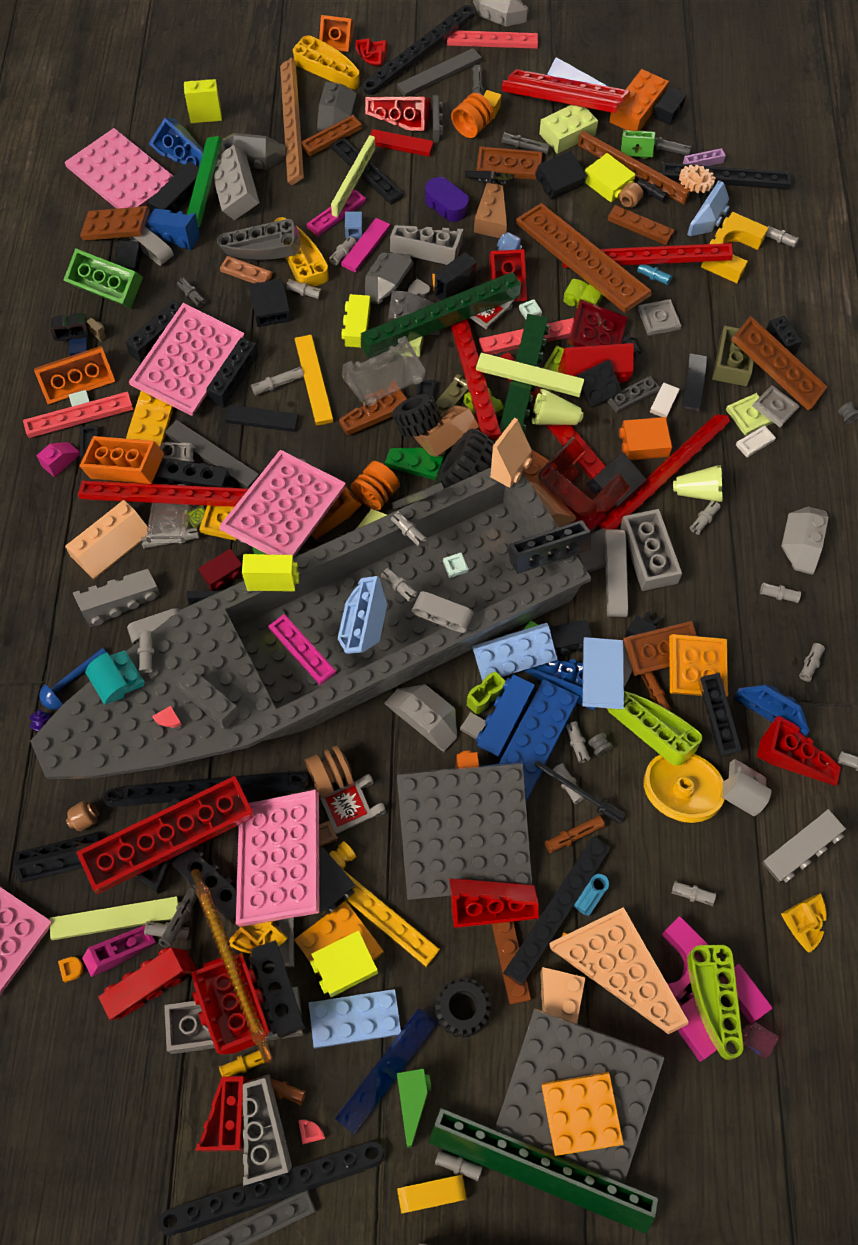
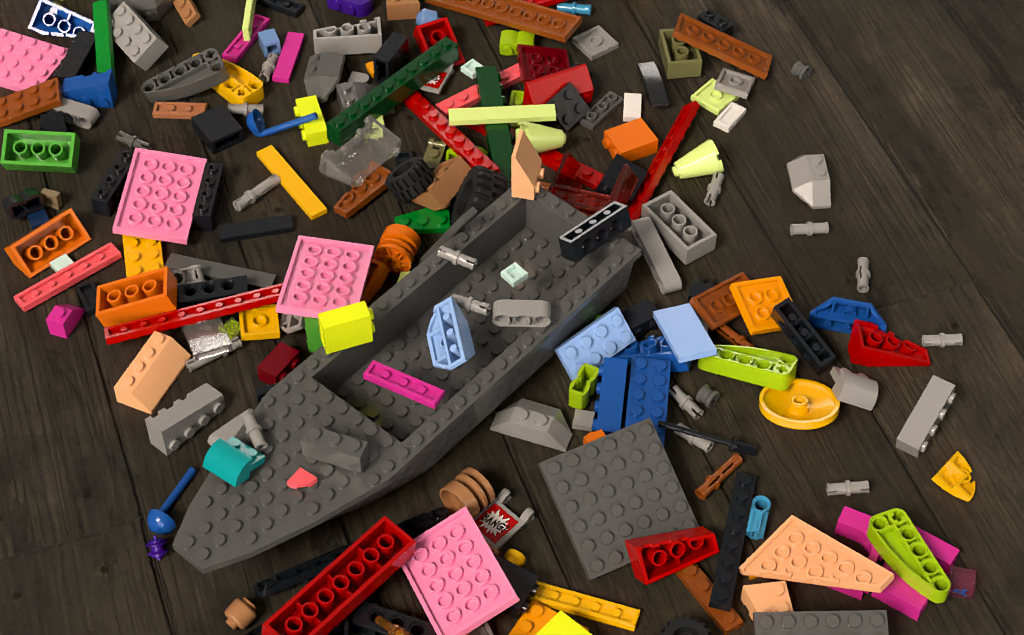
camera: 20 degrees left, 15 degrees down
(307, 308) = (257, 125): none -> blue piece

